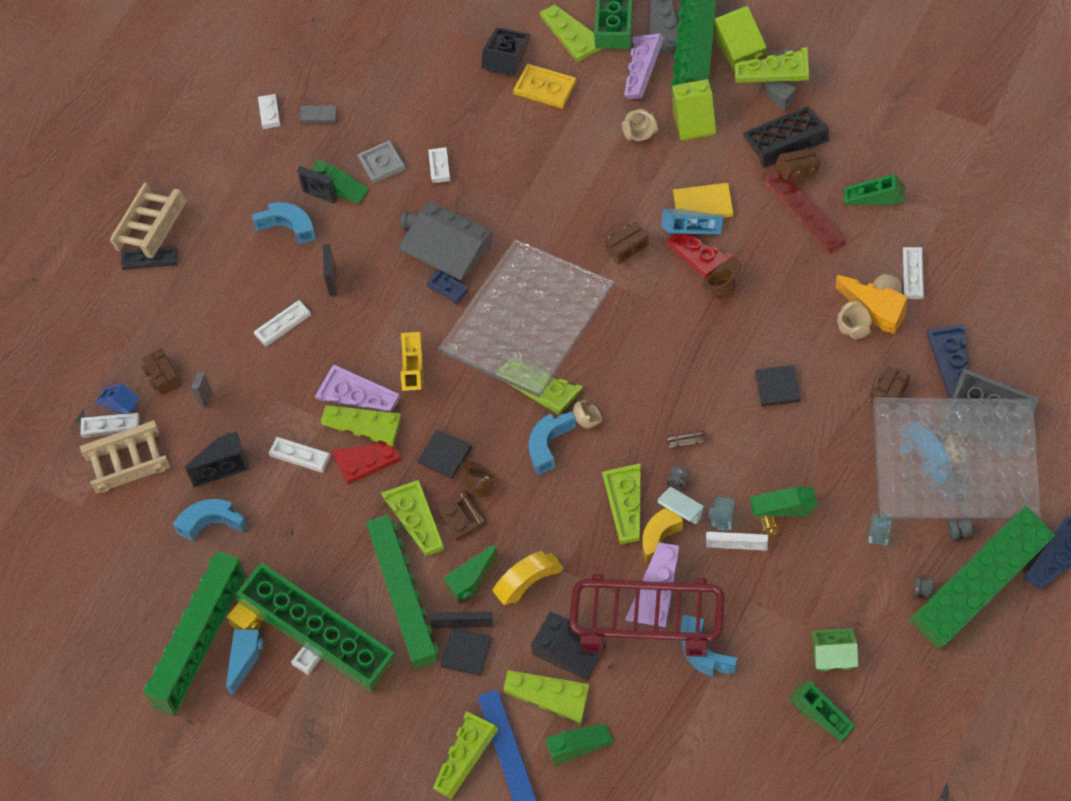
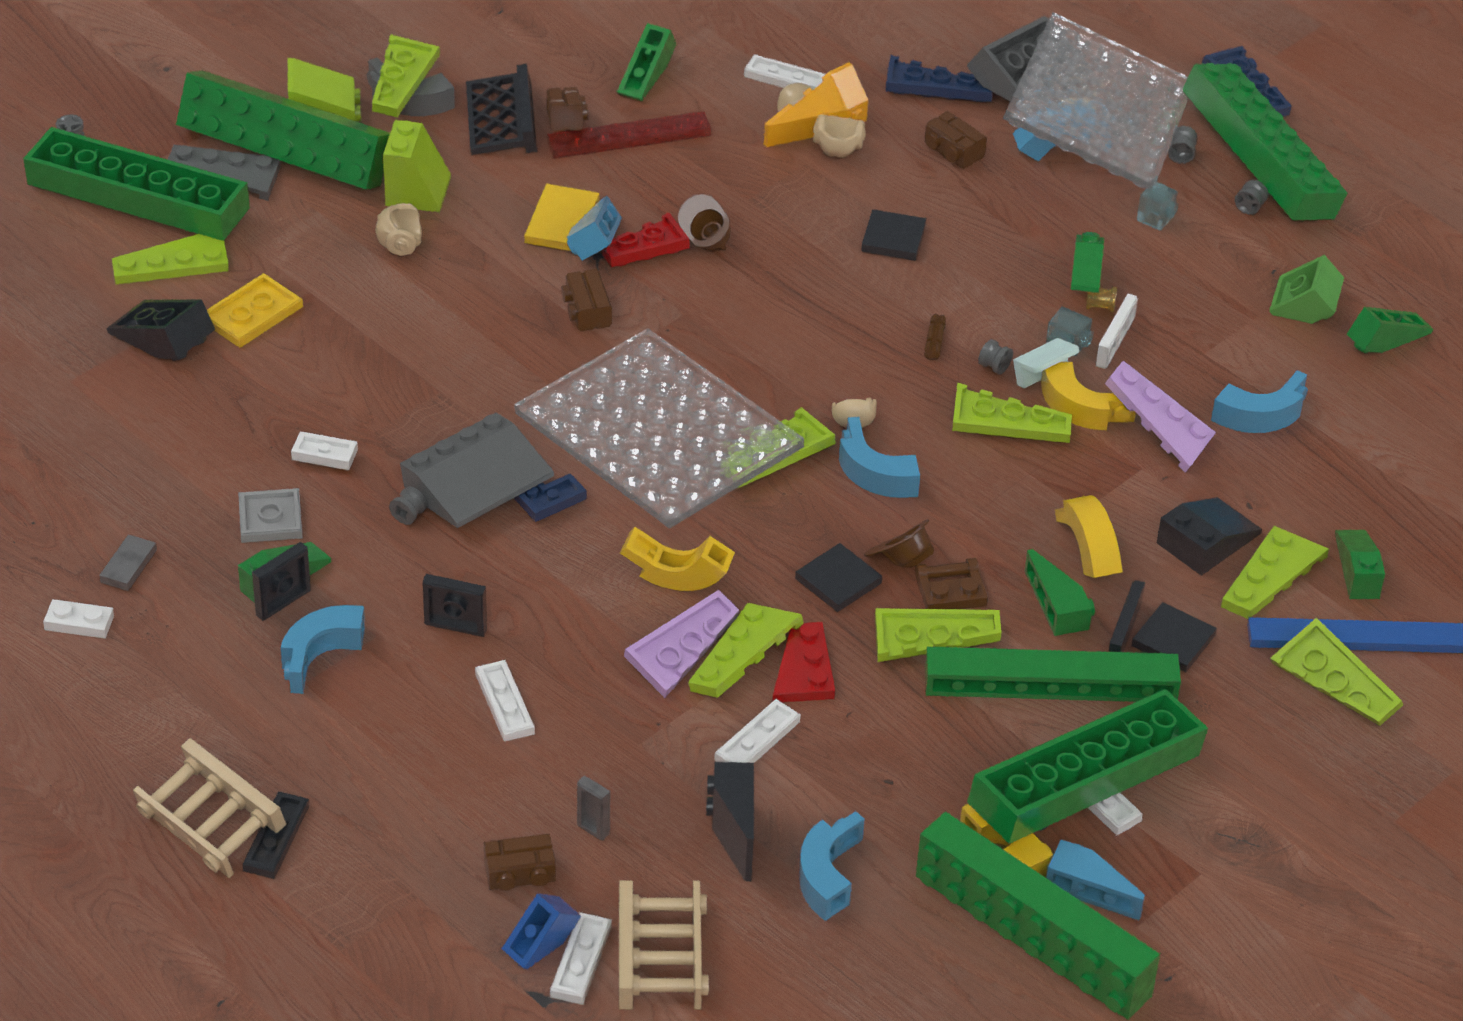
camera: 80 degrees left, 15 degrees down
(643, 60) = (288, 200): lavender wing -> none
(694, 642) = (1216, 484): dark red bar -> none

